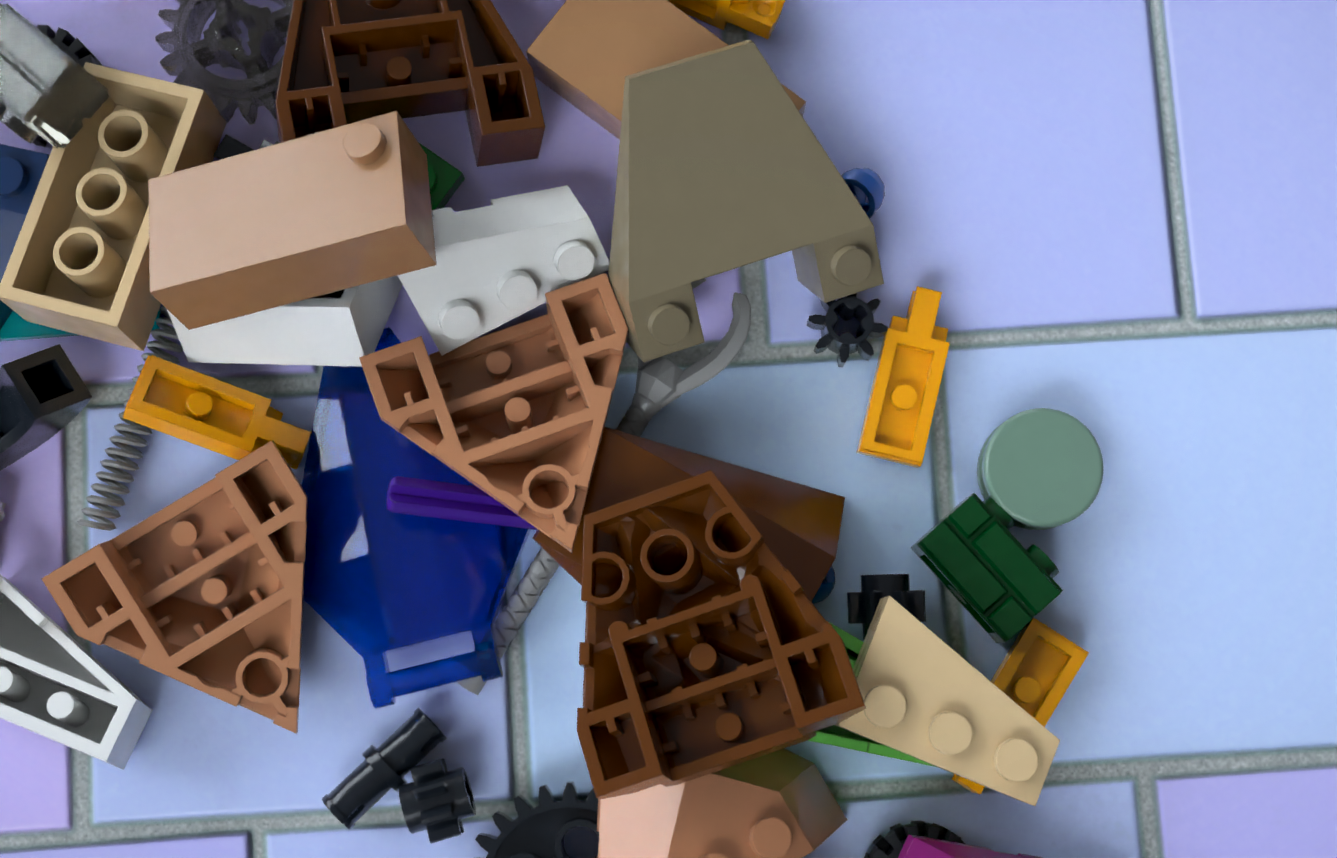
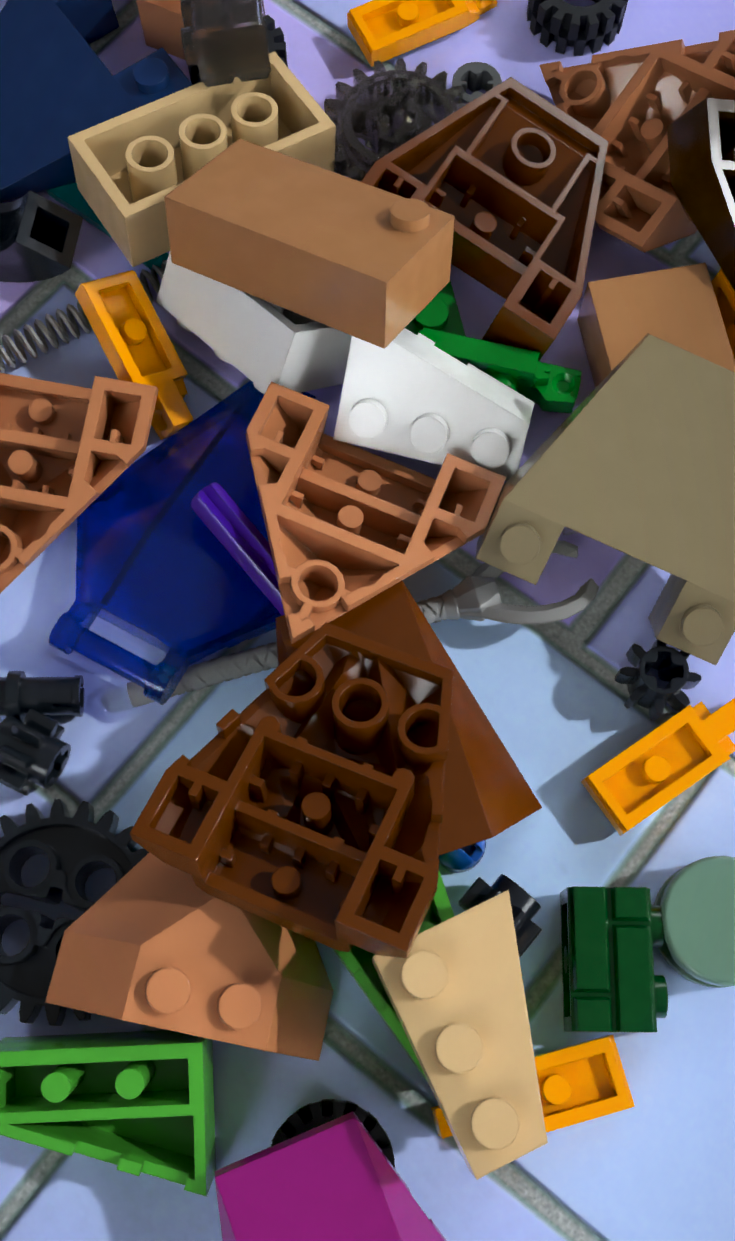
camera: 40 degrees right, 10 degrees down
(528, 171) = (546, 384): none -> green hinge

